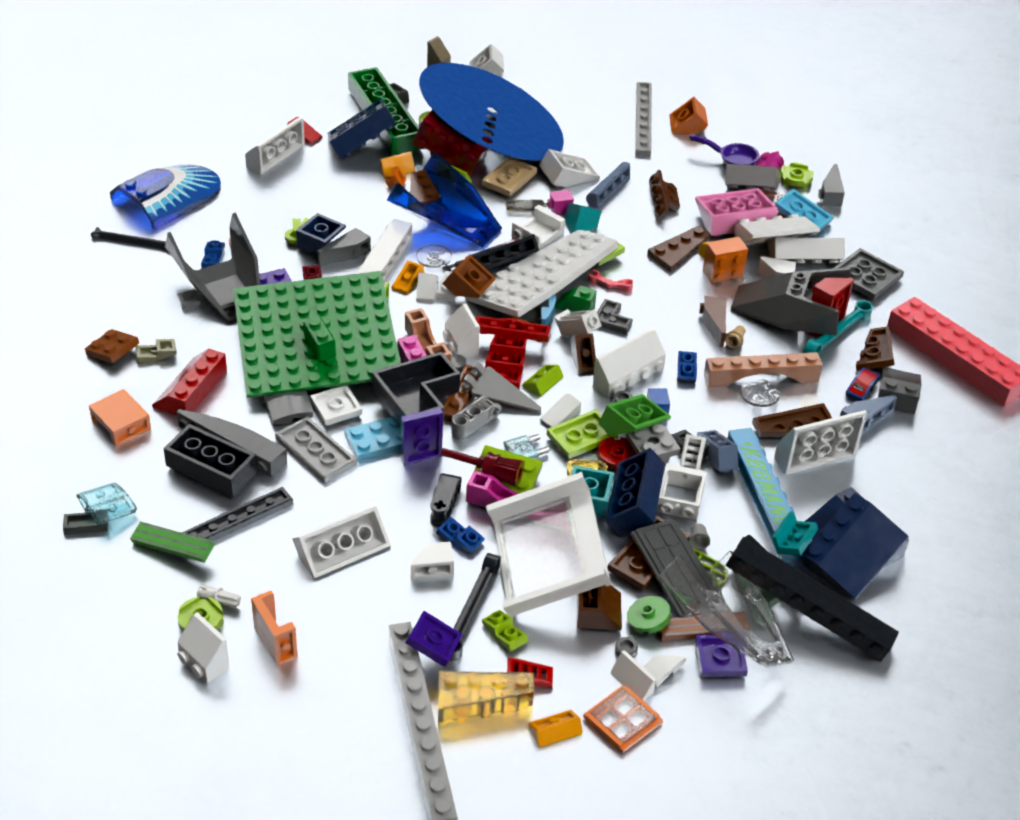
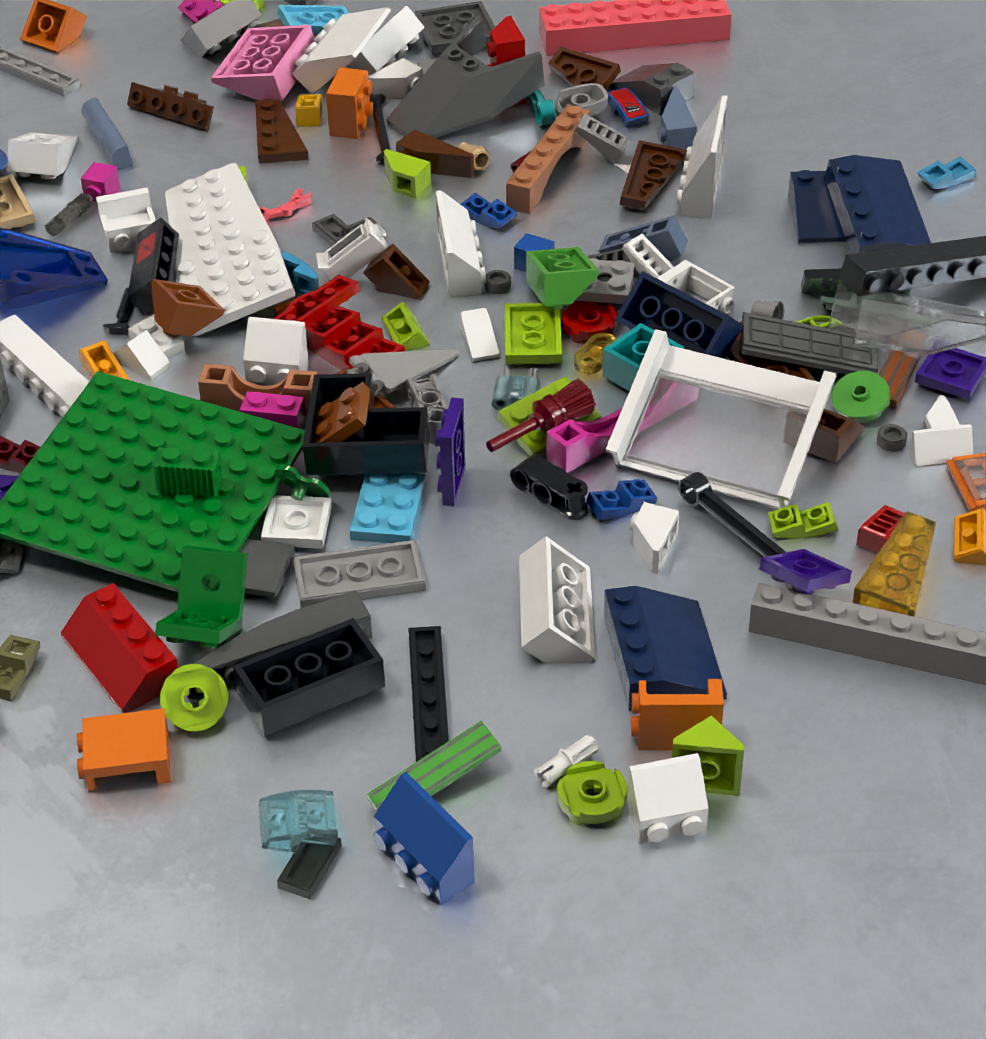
camera: 55 degrees left, 0 degrees up
(115, 559) = (425, 840): none -> blue slope
(157, 420) = (209, 708): none -> lime plate
(235, 402) = (203, 612): none -> green bracket
(246, 652) = (719, 755): none -> lime slope
(337, 602) = (659, 641): none -> dark blue slope
(358, 390) = (301, 486): none -> green piece
(414, 377) = (343, 416): none -> dark orange plate
(434, 256) = (91, 326): clear dish -> none
(577, 299) = (303, 238): green slope -> none
(581, 218) = (149, 174): teal slope -> none
(687, 315) = (407, 173): none -> lime slope
(732, 153) = (161, 21): dark purple piece -> none
(753, 273) = (380, 125): none -> black piece
(760, 393) = (580, 178): clear dish -> none
(761, 483) = (750, 239): dark azure brick -> none
(793, 535) = (840, 235): teal bracket -> none
(800, 389) = (602, 137): none -> light grey slope
(838, 360) = (586, 96): none -> light grey piece
(948, 576) = (949, 175): none -> dark azure slope

